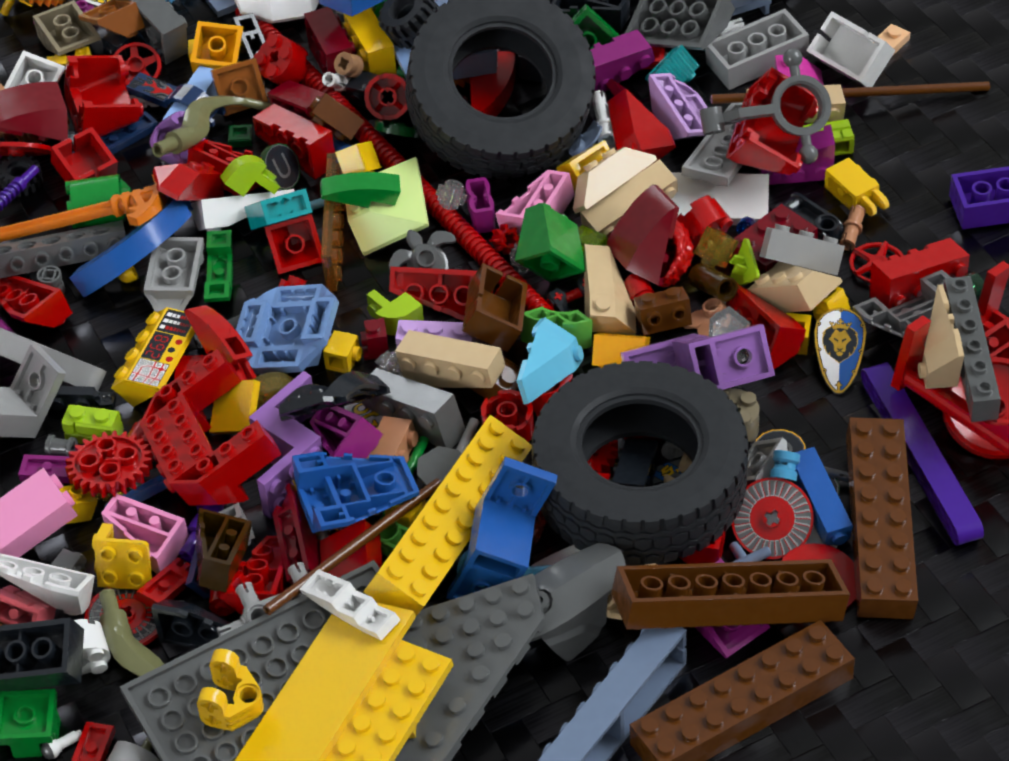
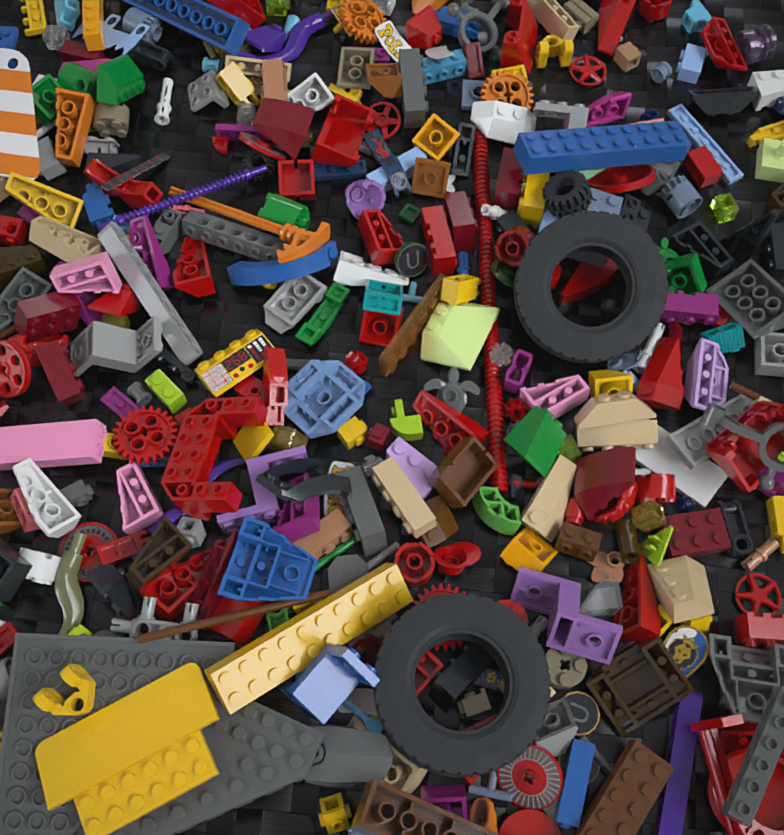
camera: 30 degrees right, 20 degrees up
(51, 276) = (219, 260): dark grey wheel -> none
(120, 561) = (97, 508): yellow bracket -> none
(189, 181) = (338, 240): red wedge -> none
(197, 124) = (380, 193): olive animal -> none
(246, 171) = (381, 256): lime brick -> none
(281, 60) = (469, 174): red brick -> none
(335, 117) = (468, 243): reddish brown brick -> none
(349, 605) = (186, 677): white slope -> none
(351, 69) = (506, 205): medium nougat wheel -> none
(361, 188) = (441, 317): green slope -> none
(550, 359) = (469, 540): medium azure wedge -> none
(596, 661) = (334, 814): none -> yellow brick
(785, 465) = (562, 749): dark azure wheel -> none
(802, 249) = (705, 565): light grey wedge -> none
(819, 385) = (638, 684): none -> dark brown slope
(943, 347) = (736, 744): tan wedge -> none

